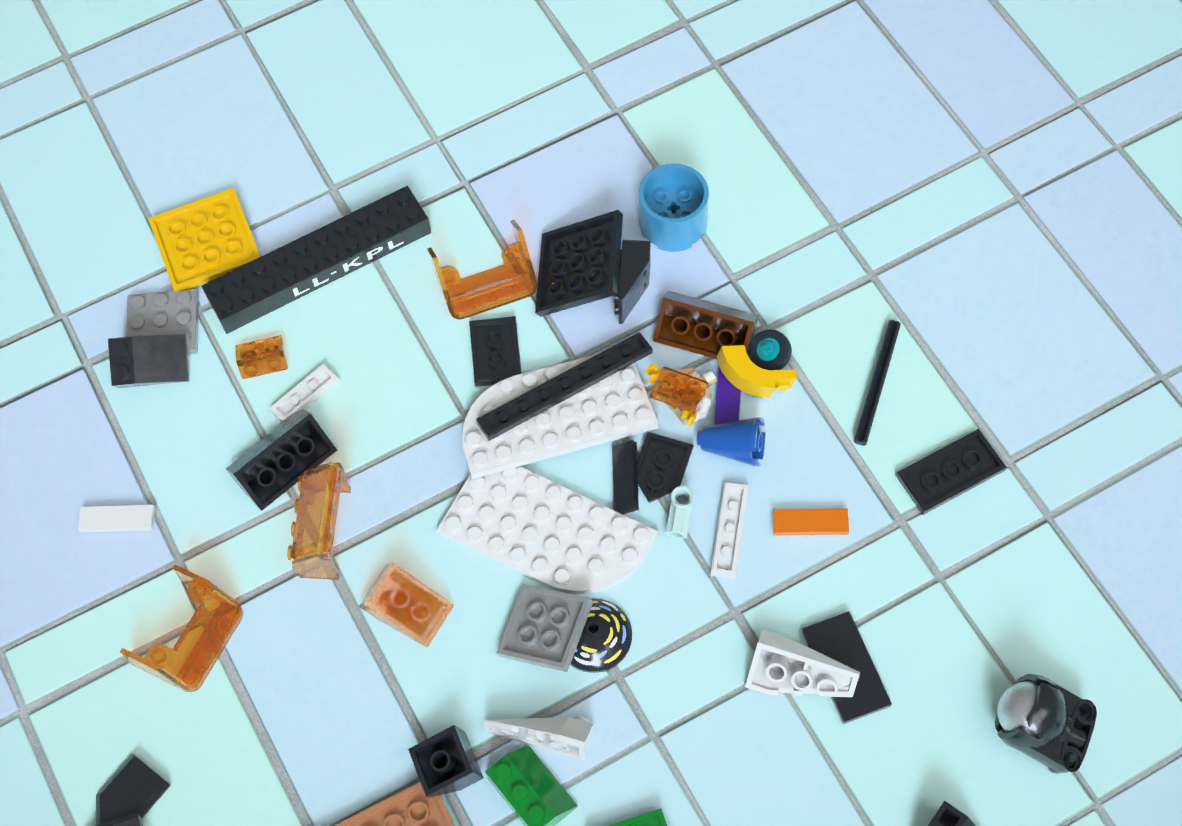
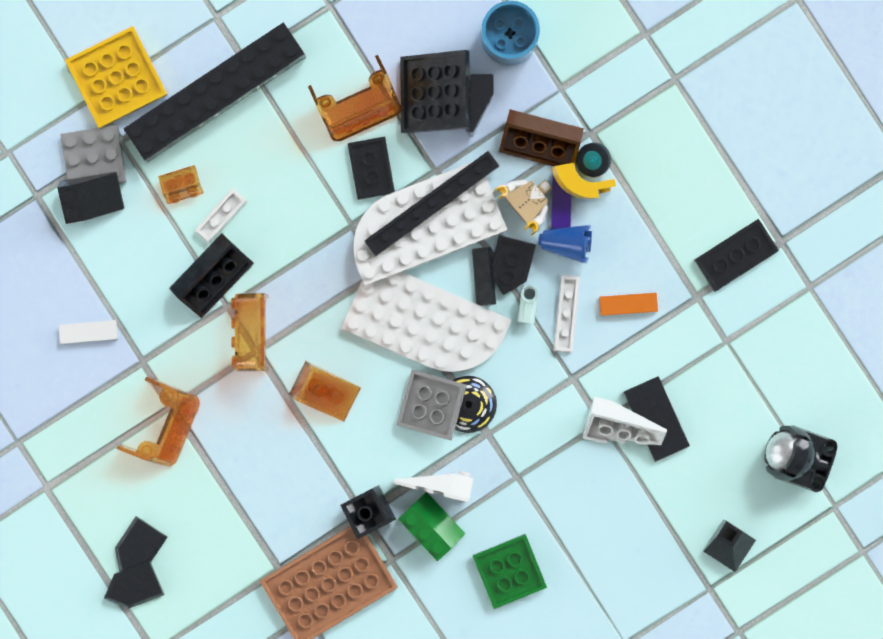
camera: 10 degrees left, 25 degrees up
(679, 390) = (523, 208): clear orange bracket -> none
(877, 383) = (679, 181): black axle -> none

